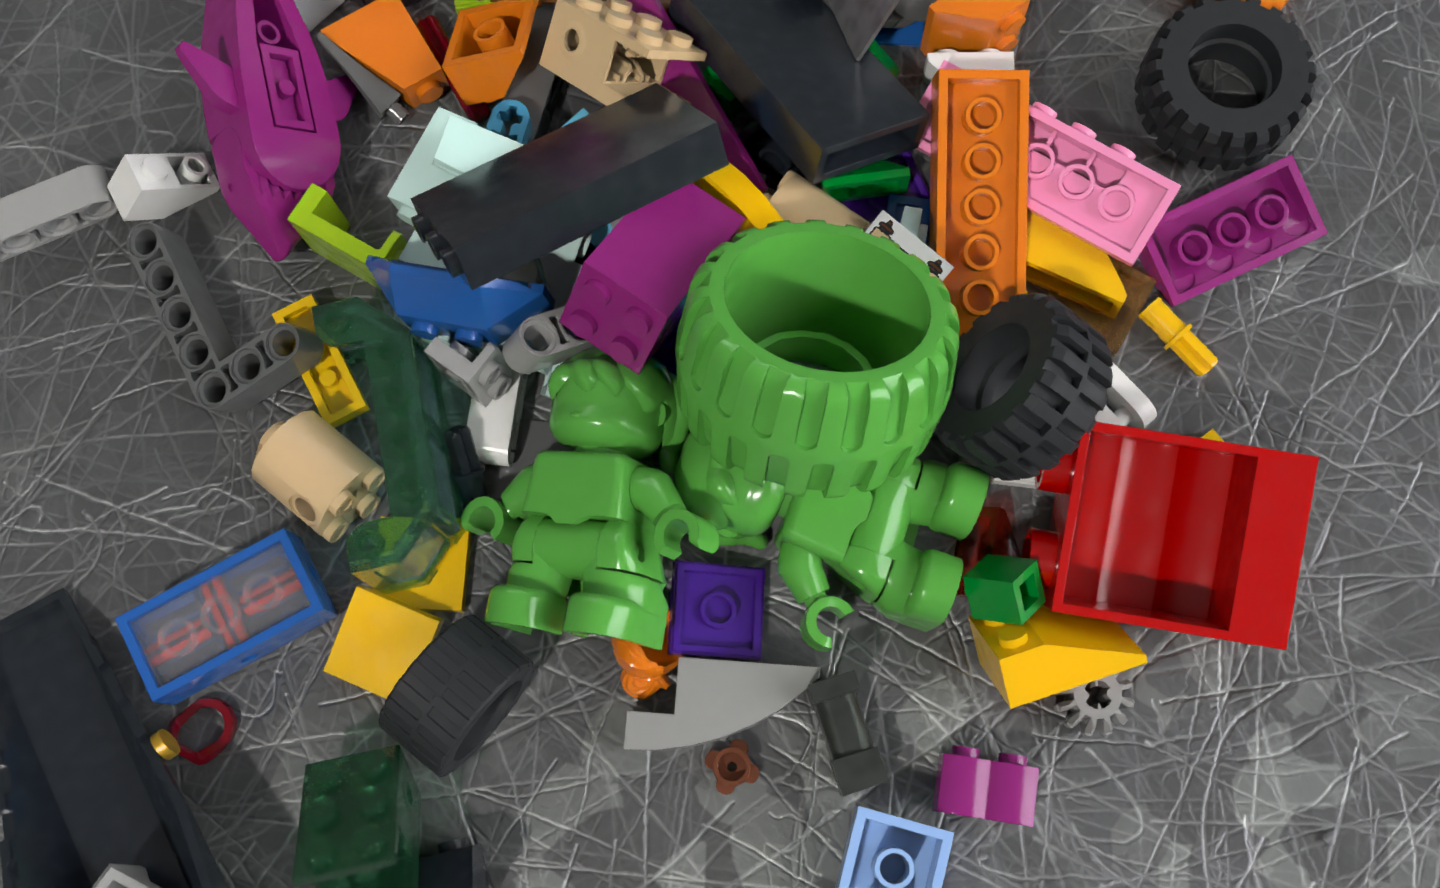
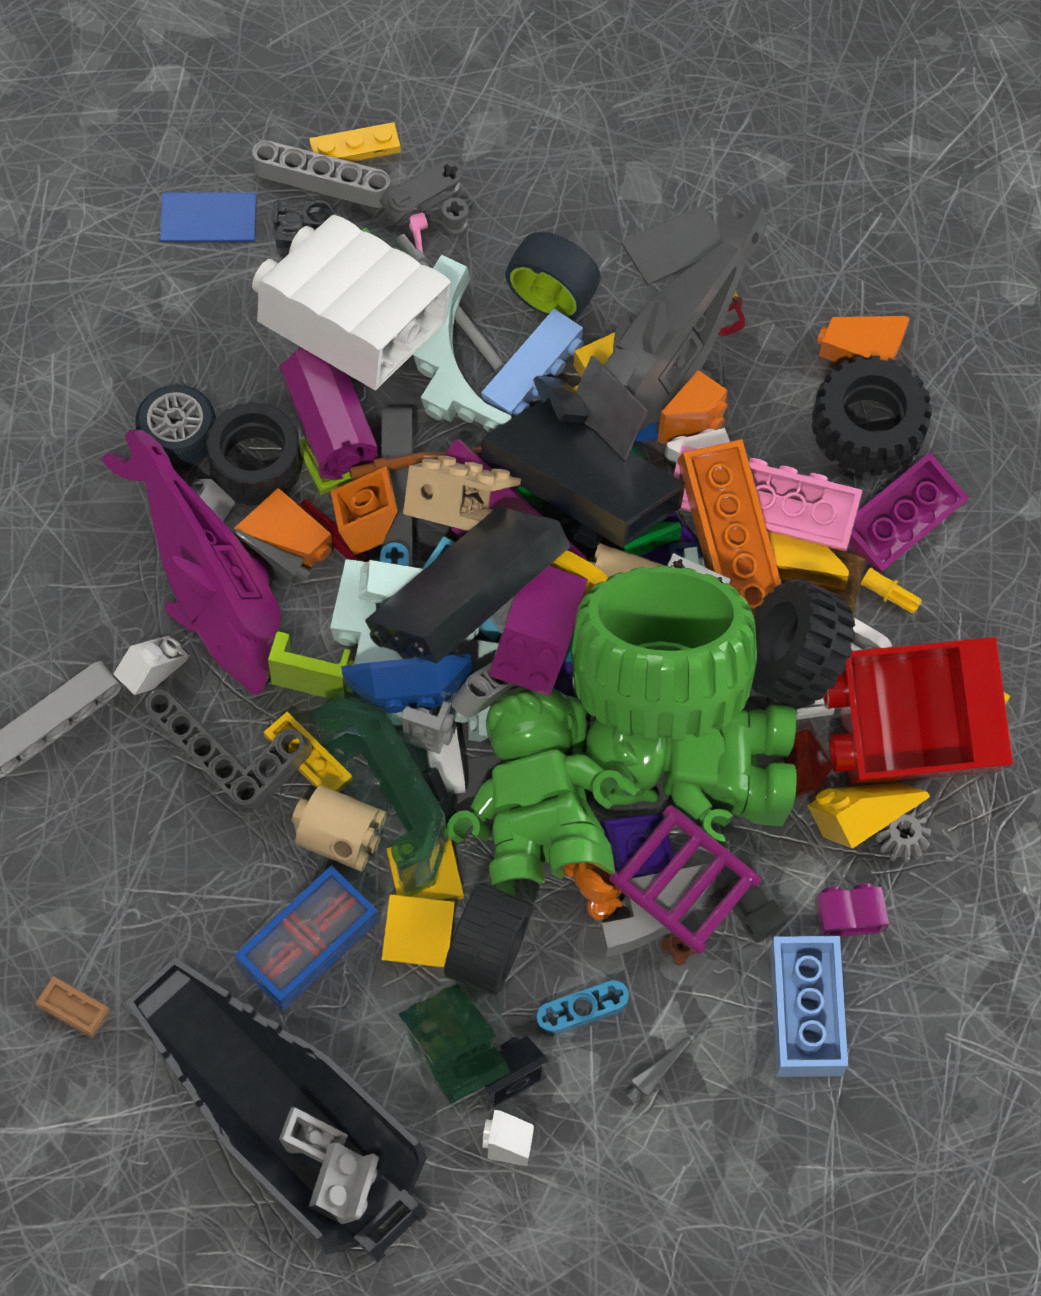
camera: 25 degrees left, 10 degrees down
(166, 741) = (289, 1024): dark red piece -> none
(535, 807) = (601, 990): none -> dark azure beam
(817, 675) = (647, 899): none -> magenta bar
(1004, 589) = (825, 776): green brick -> none

